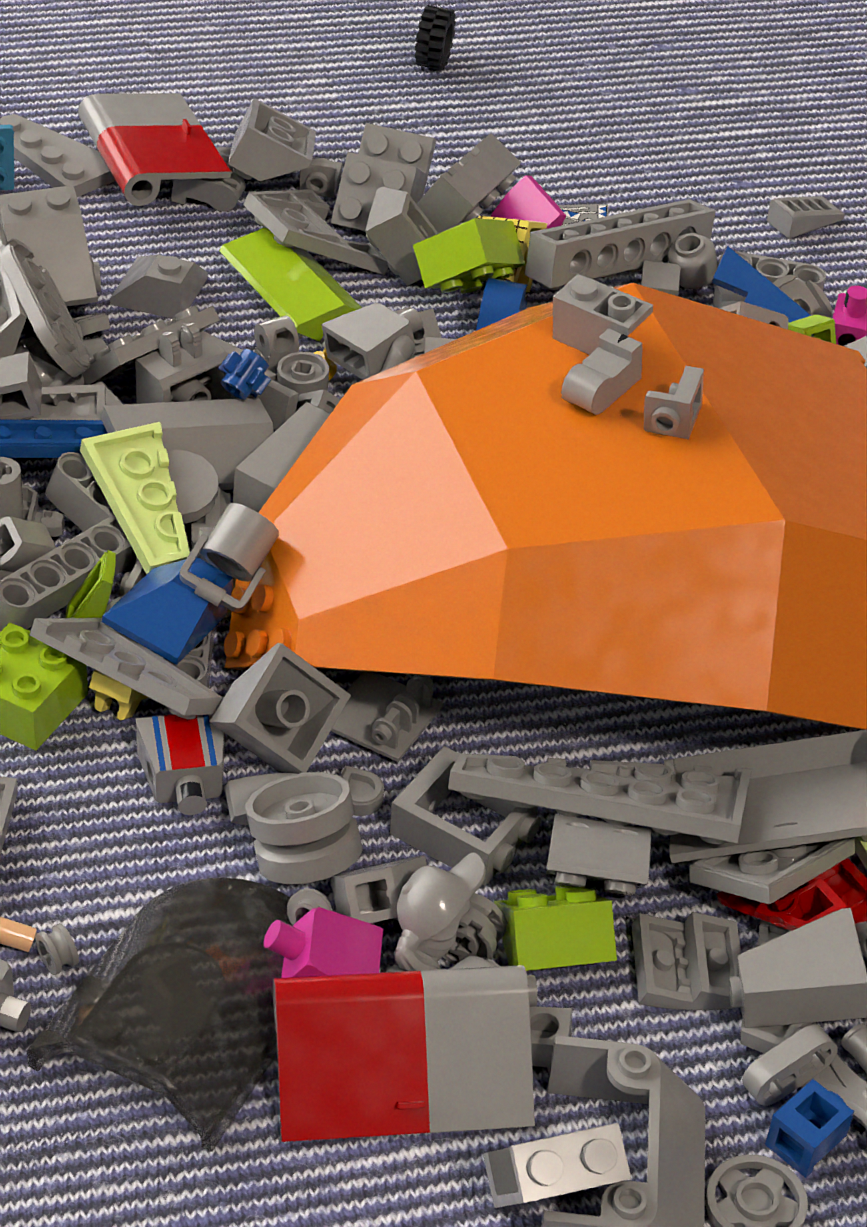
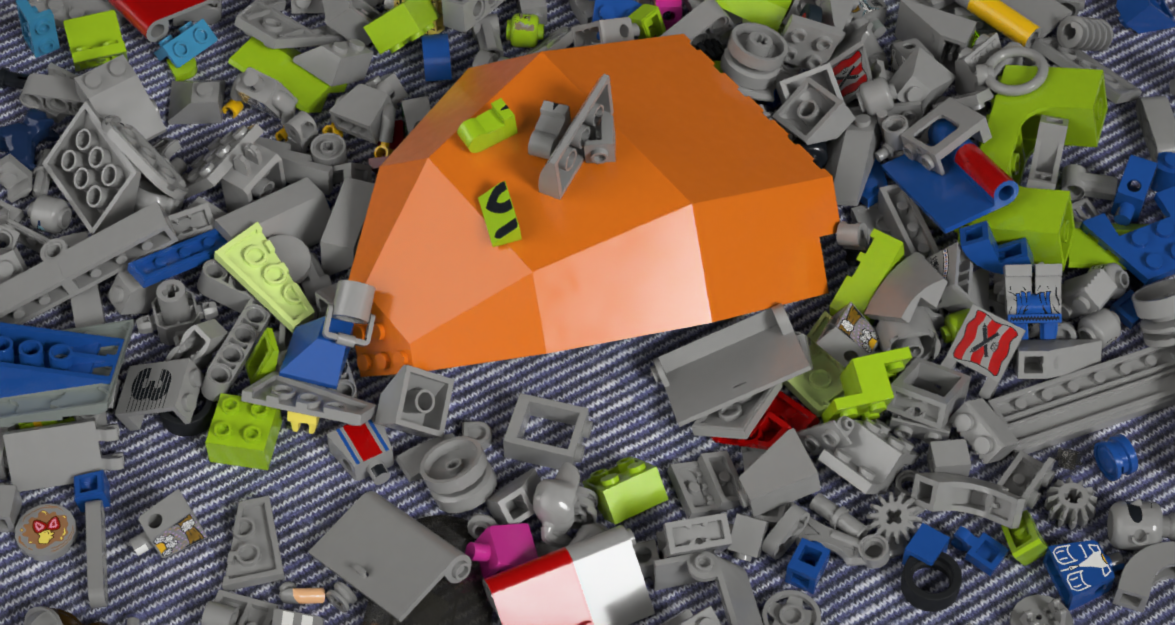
camera: 15 degrees left, 10 degrees up
(60, 168) = (94, 39): none -> lime bracket
(156, 906) = (395, 552): none -> light grey door
(159, 242) = (184, 72): none -> lime tile
(174, 217) = (184, 47): none -> dark azure bracket
(242, 287) = (263, 94): none -> light grey torso
(244, 374) = (295, 166): blue gear -> none
(362, 278) = (337, 62): none -> light grey slope
(387, 713) = (475, 383): light grey hinge -> none
(487, 463) = (500, 215): none -> lime slope
(516, 350) = (488, 127): none -> lime leg
(589, 308) = (528, 88): light grey slope -> none
(599, 853) = (638, 437): light grey slope -> none
(613, 791) = (636, 393): light grey wing -> none
(614, 403) = (570, 150): none -> light grey slope
(637, 1014) = (694, 535): none -> light grey window
(722, 1051) = (747, 536): none -> light grey brick

